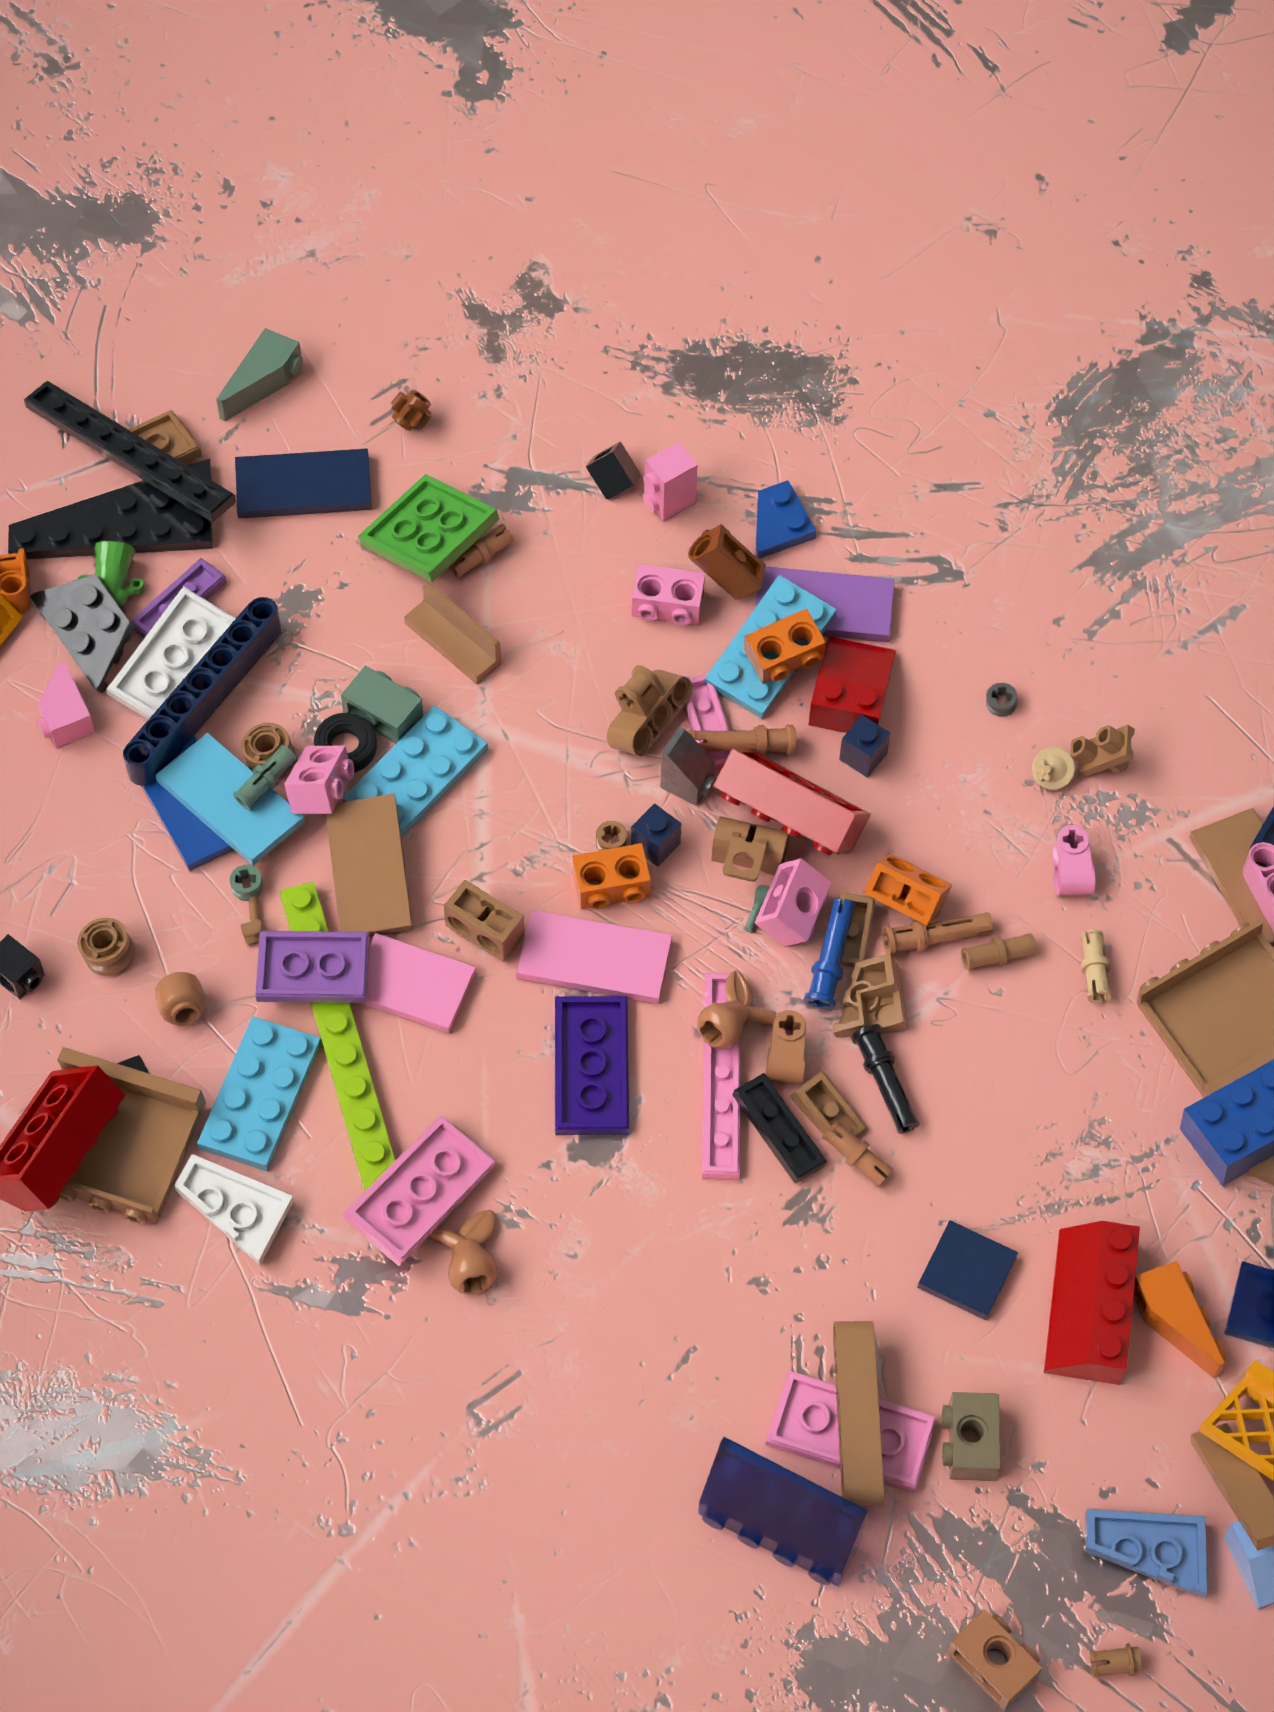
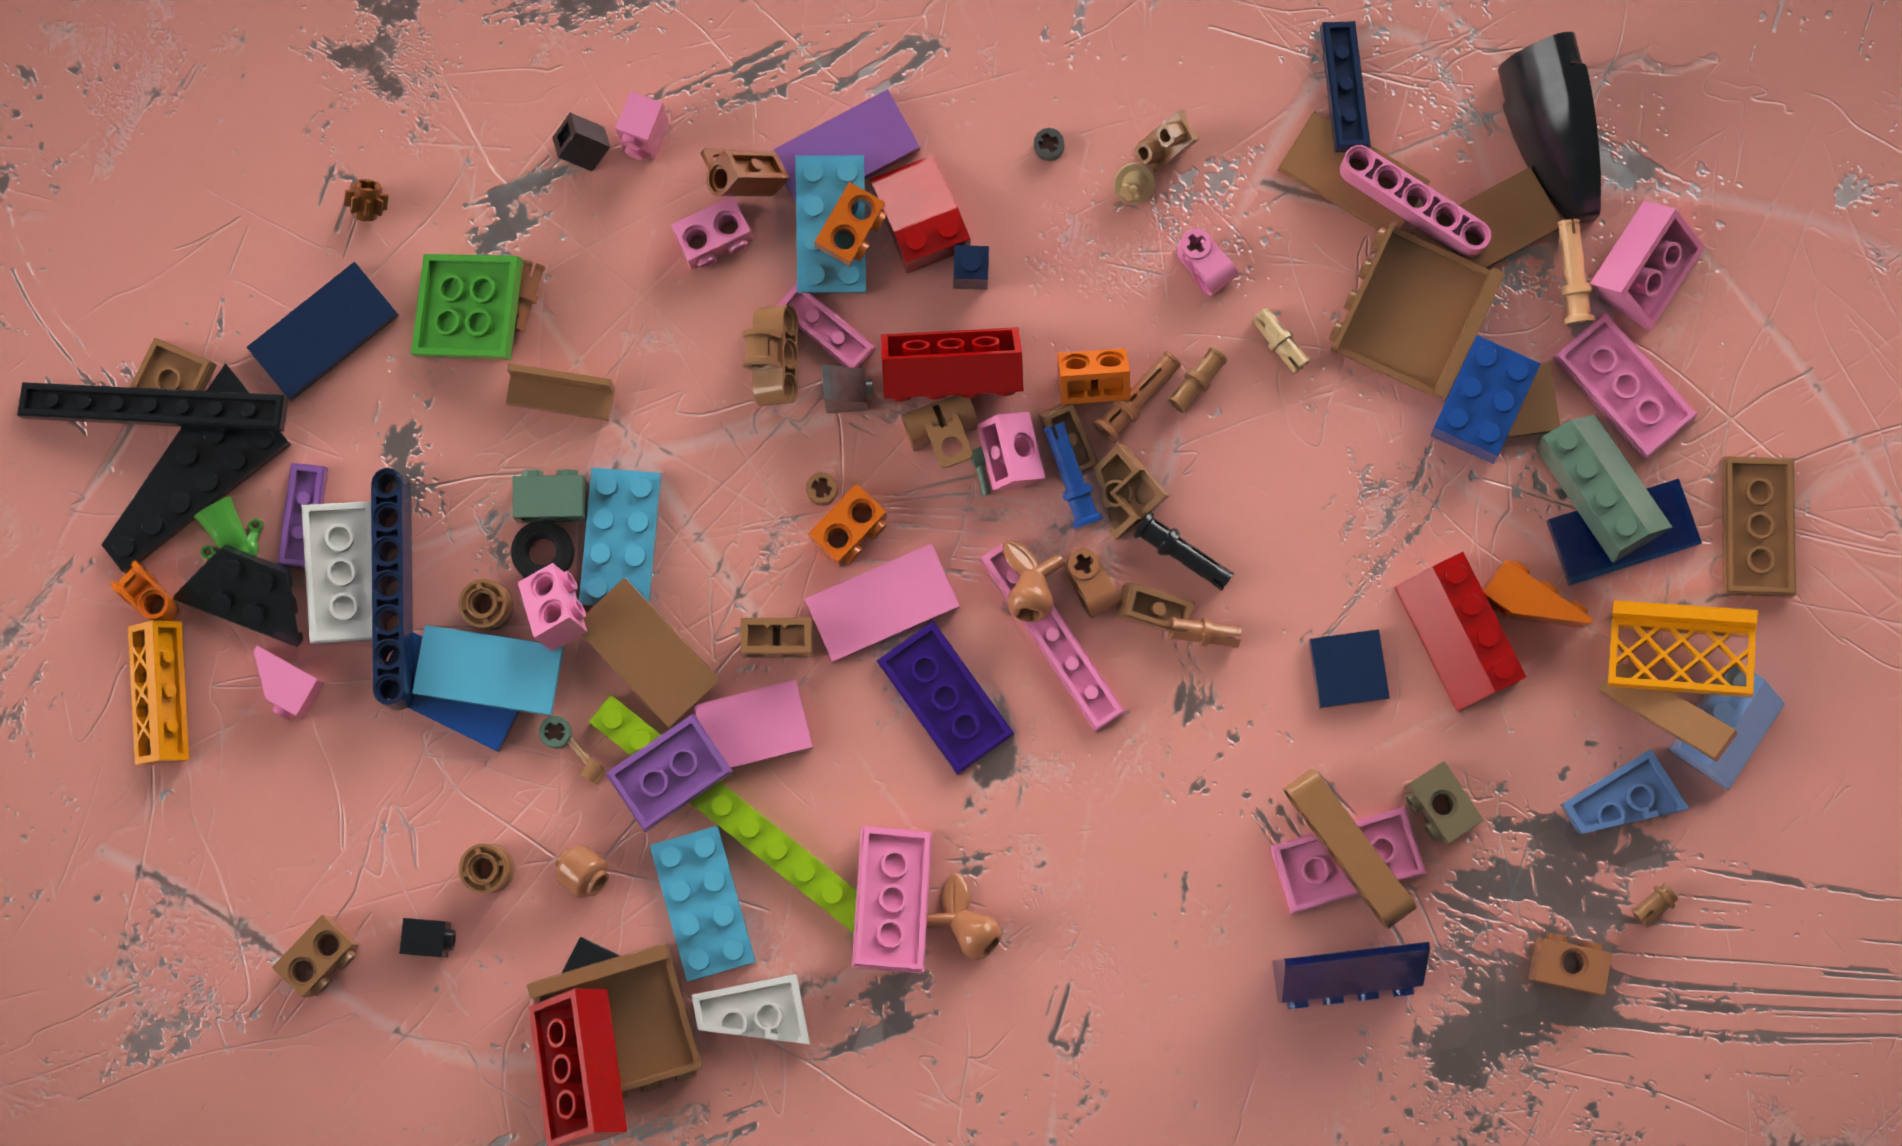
camera: 35 degrees left, 20 degrees up
(261, 373) = (207, 248): sand green slope -> none
(265, 777) = (511, 612): sand green pin -> none
(658, 834) = (858, 464): dark blue brick -> none
(759, 740) = (882, 319): nougat pin -> none
(779, 1128) = (1129, 651): black tile -> none
(781, 520) = (753, 93): blue wing -> none

